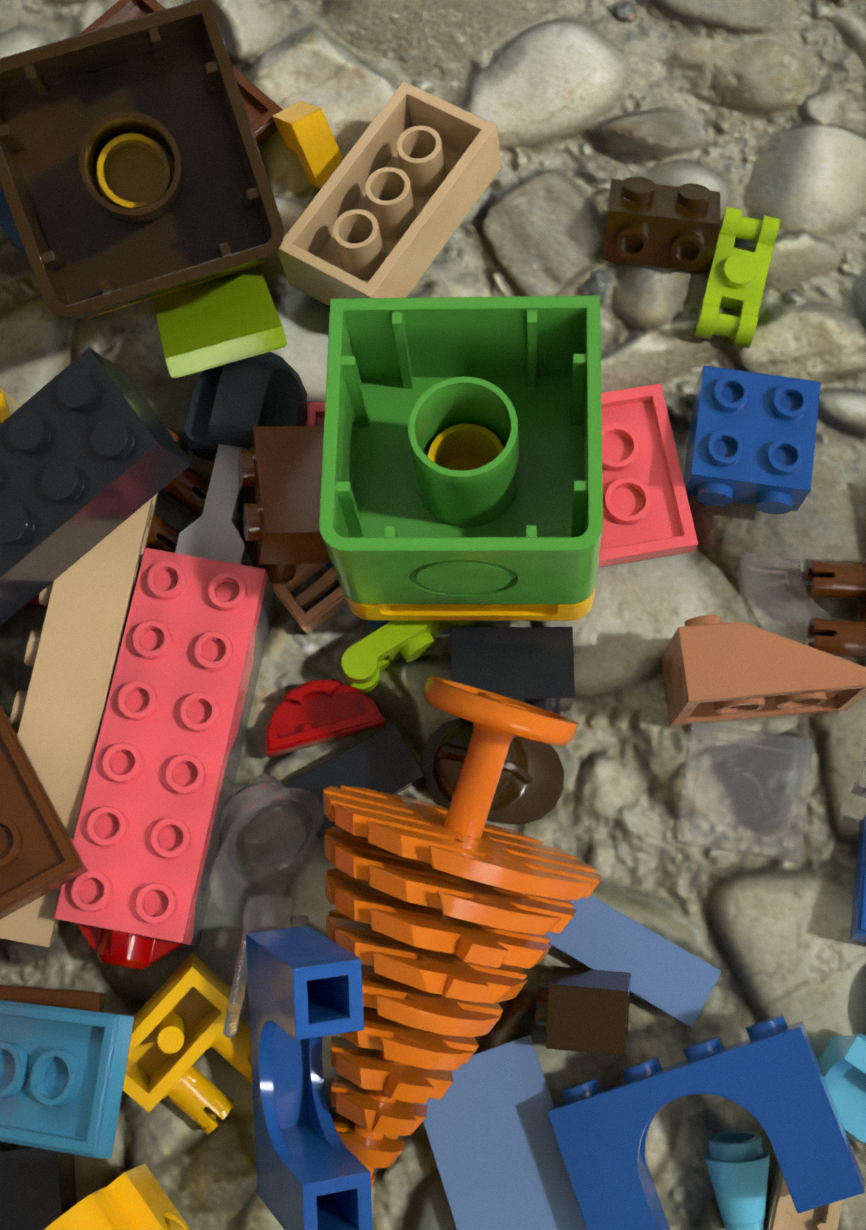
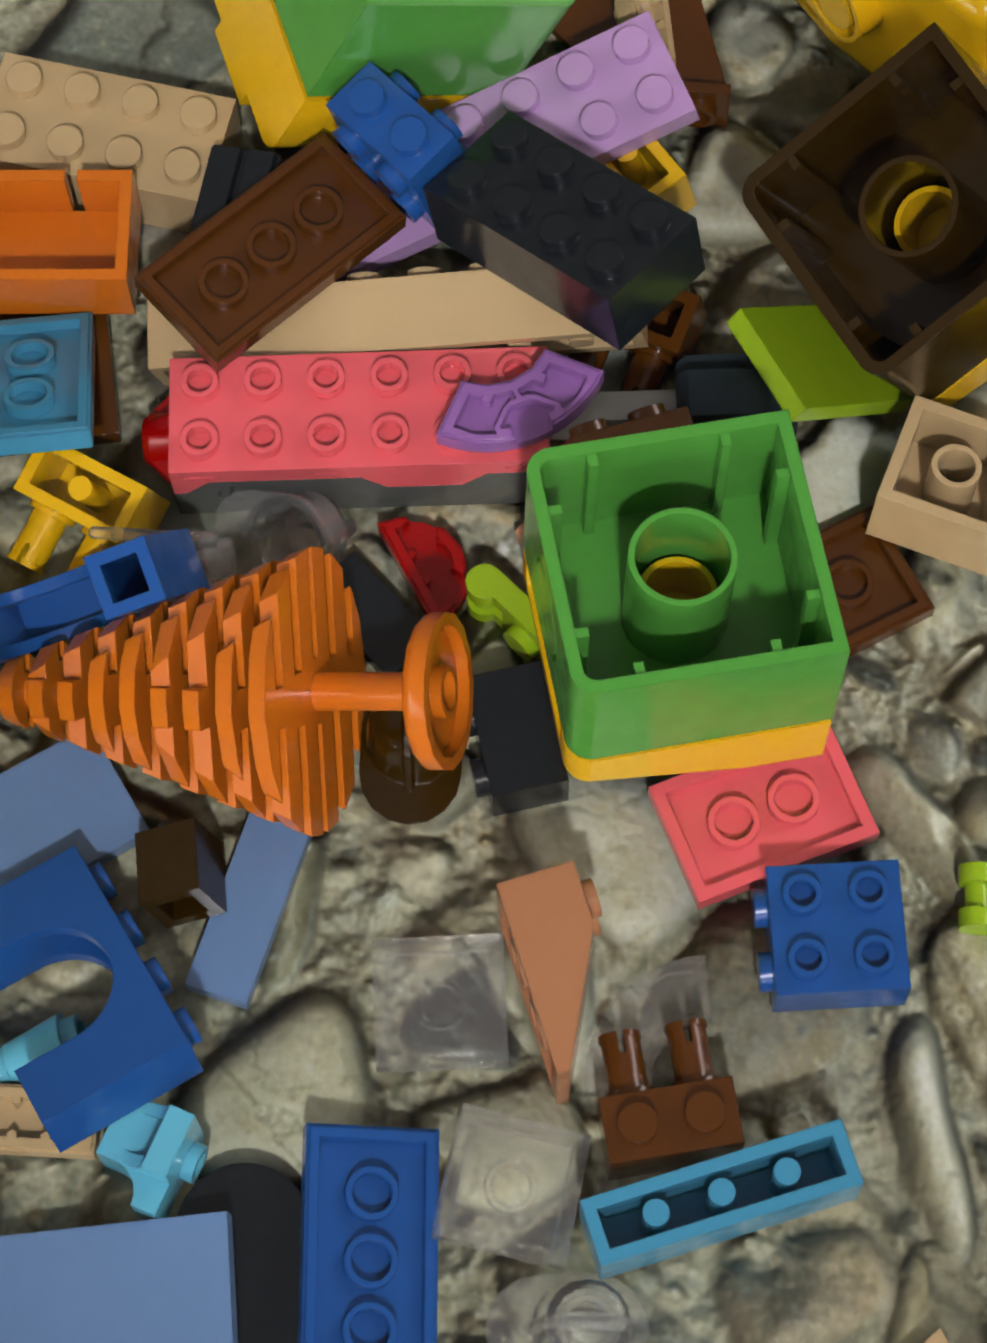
camera: 80 degrees right, 5 degrees down
(212, 580) = (522, 409): none -> medium lavender tile

